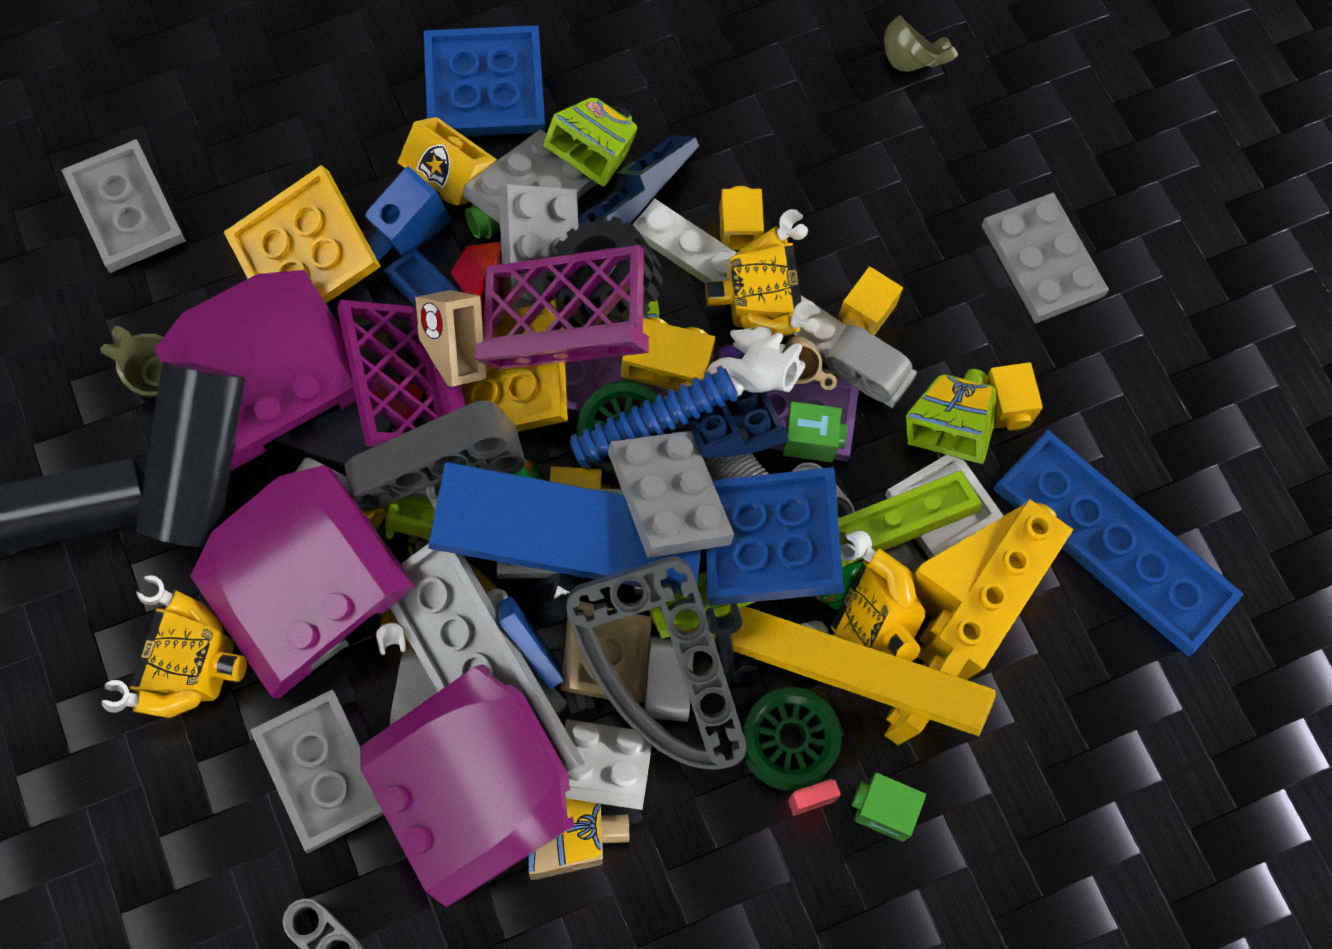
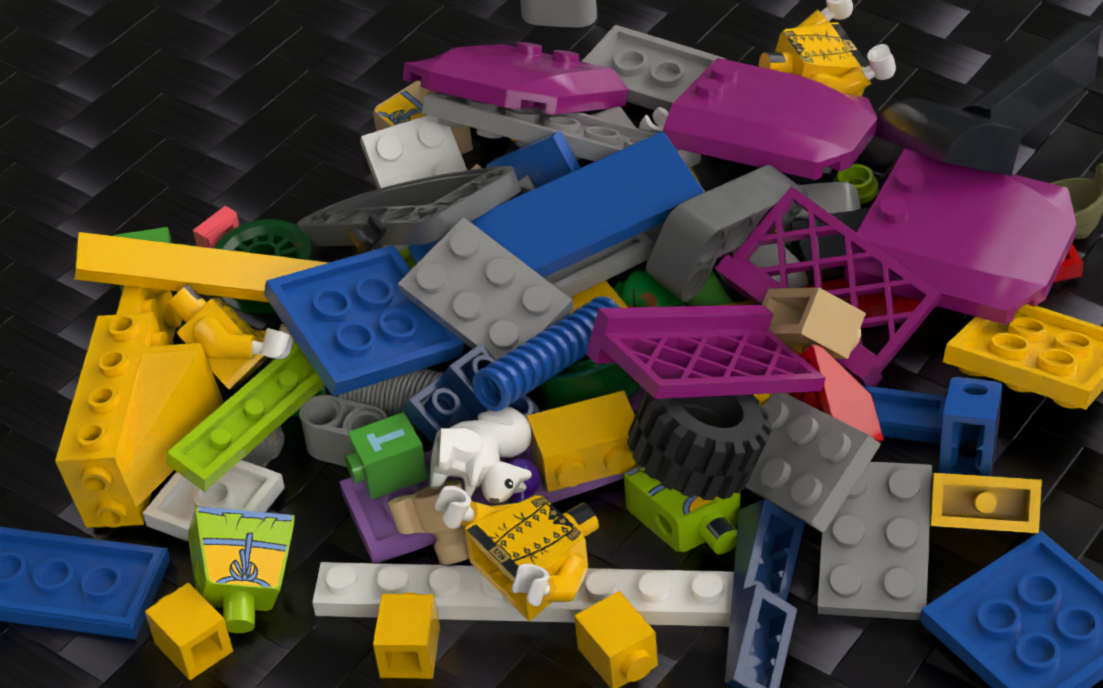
camera: 160 degrees right, 25 degrees down
(592, 138) = (846, 612): lime torso -> none
(868, 363) = (367, 547): light grey beam -> none

